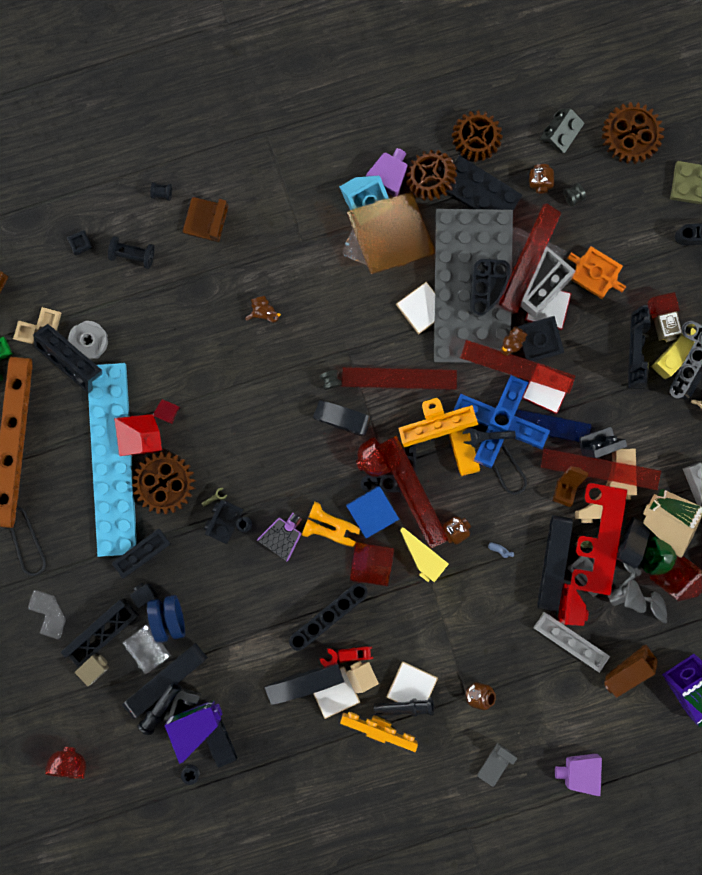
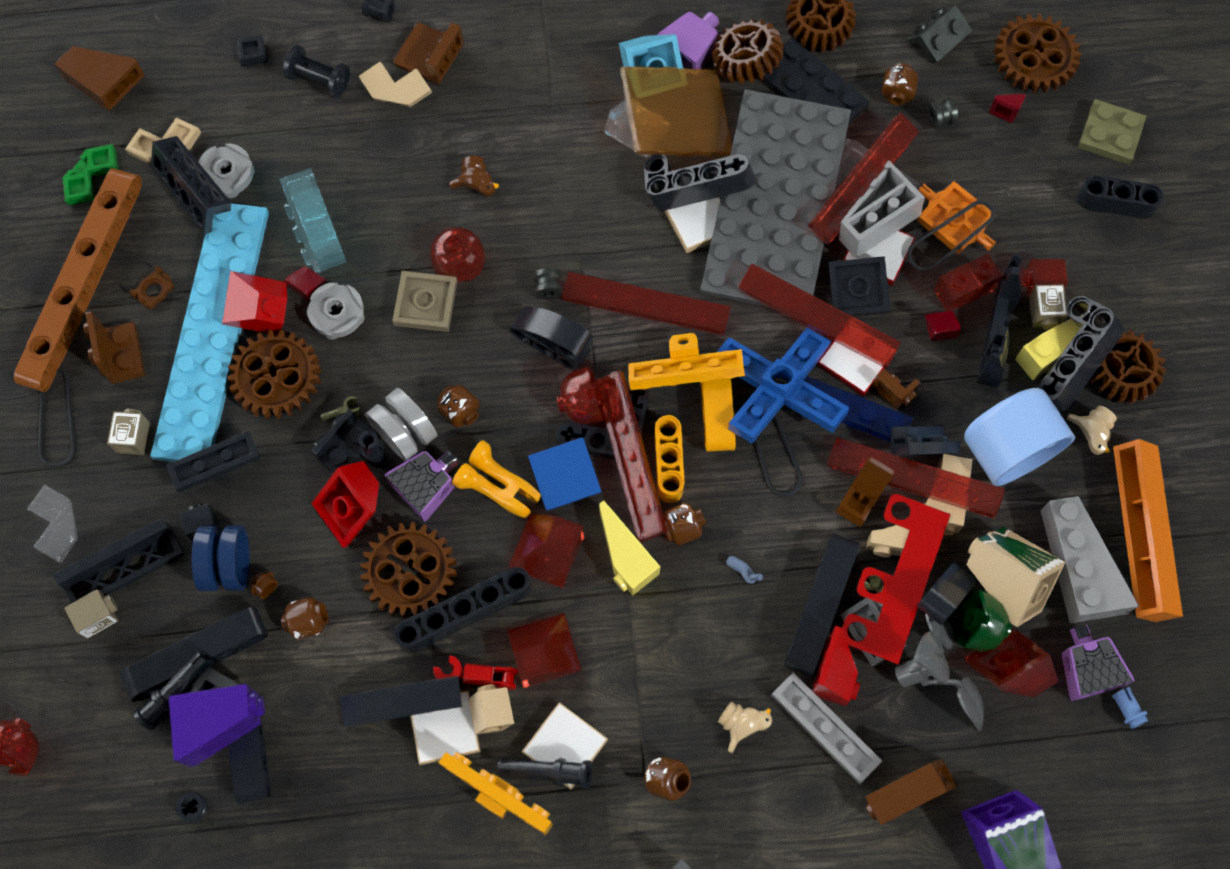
camera: 15 degrees right, 15 degrees down
(52, 488) = (114, 349): none -> reddish brown bracket
(55, 443) = (155, 277): none -> reddish brown piece
(78, 543) = (128, 432): none -> dark tan brick
(145, 649) = (180, 602): clear bracket -> none
(160, 369) = (312, 221): none -> clear light blue wedge
(182, 254) = (404, 92): none -> tan tile
(191, 417) = (335, 325): none -> light grey plate
(196, 626) = (263, 585): none -> reddish brown plate
(229, 643) = (305, 618): none -> reddish brown head
(237, 561) = (348, 501): none -> red slope
(250, 409) = (425, 301): none -> dark tan plate
(259, 503) = (401, 423): none -> light grey wheel
(264, 370) = (457, 254): none -> clear red cylinder
(292, 480) = (458, 406): none -> reddish brown head
(293, 581) = (392, 591): none -> reddish brown gear
(384, 630) = (544, 650): none -> clear red slope
(419, 285) = (695, 183): none -> black beam
(439, 477) = (669, 446): none -> light orange beam
(478, 436) = (741, 393): black piece -> none
(494, 284) = (805, 193): black beam -> none
(513, 341) = (819, 278): reddish brown animal -> none
(519, 650) = (743, 722): none -> tan animal
(573, 407) = (892, 390): none -> reddish brown bracket
(599, 353) = (942, 325): none -> dark red slope
(602, 295) = (942, 225): none -> black piece
(612, 320) = (968, 282): none -> clear red brick
(619, 180) = (1007, 106): none -> dark red slope
(663, 429) = (1018, 436): none -> light blue piece

